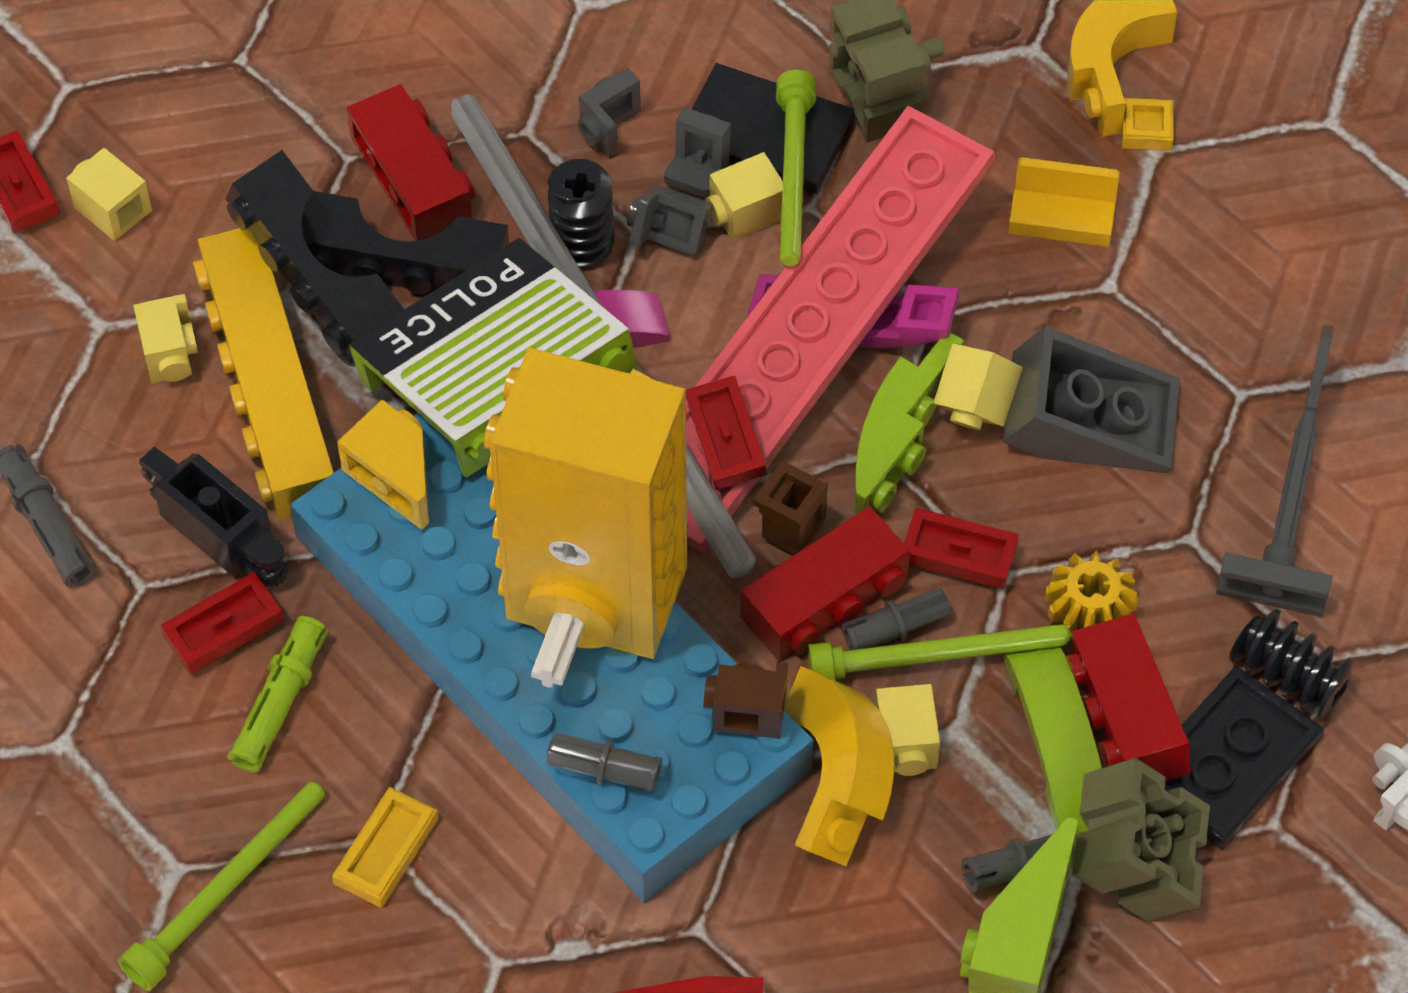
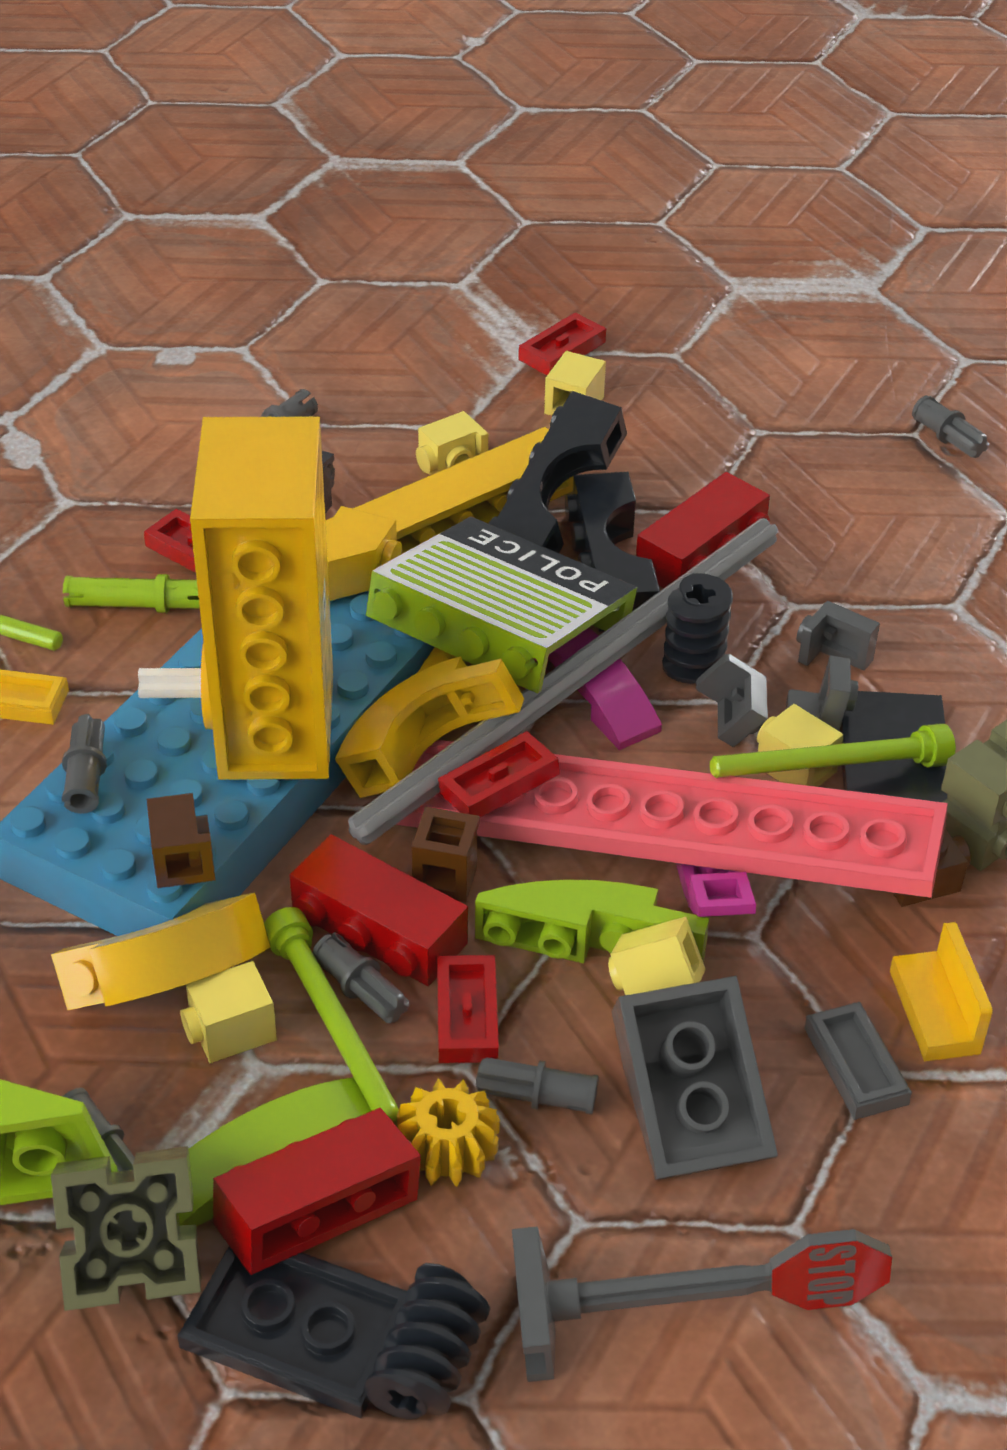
camera: 70 degrees right, 15 degrees down
(1057, 520) = (537, 1084): none -> dark grey axle
(1099, 290) = (857, 1060): none -> dark grey tile

